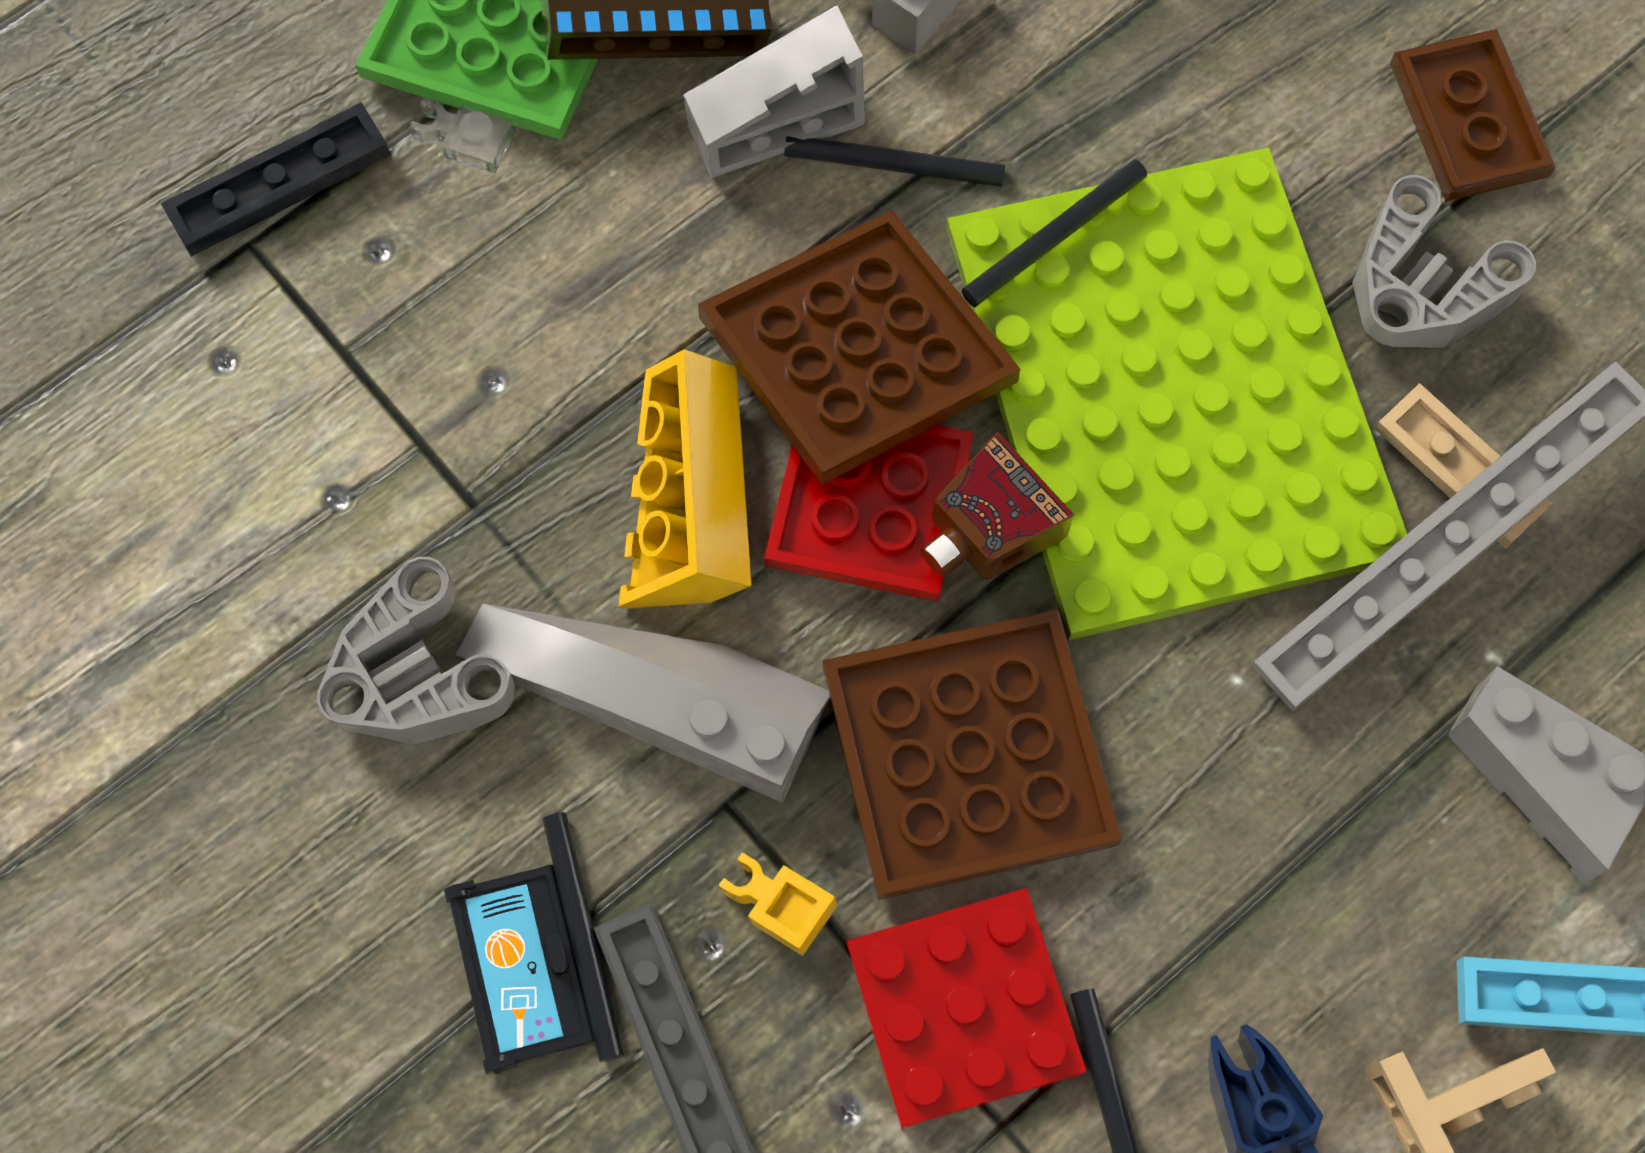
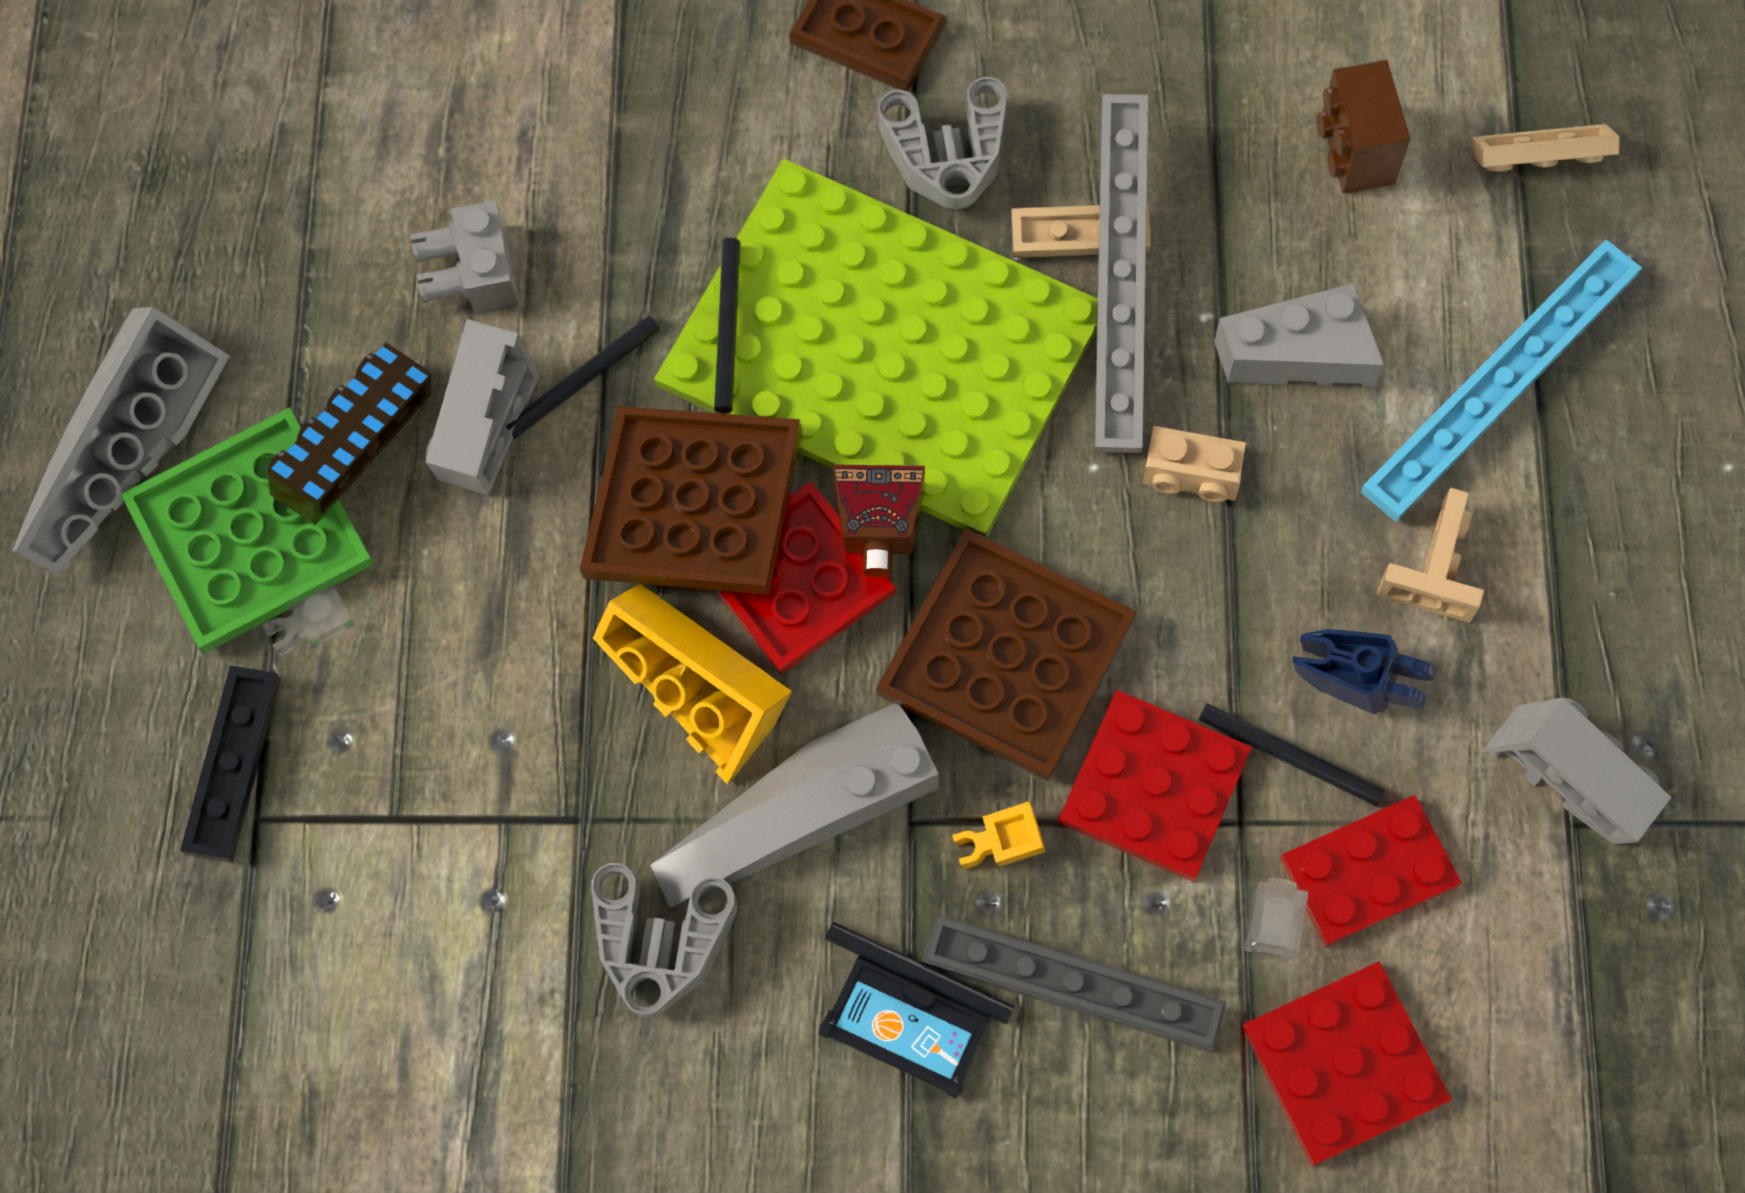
camera: 45 degrees left, 0 degrees up
(1329, 771) = (1194, 464): none -> tan bracket

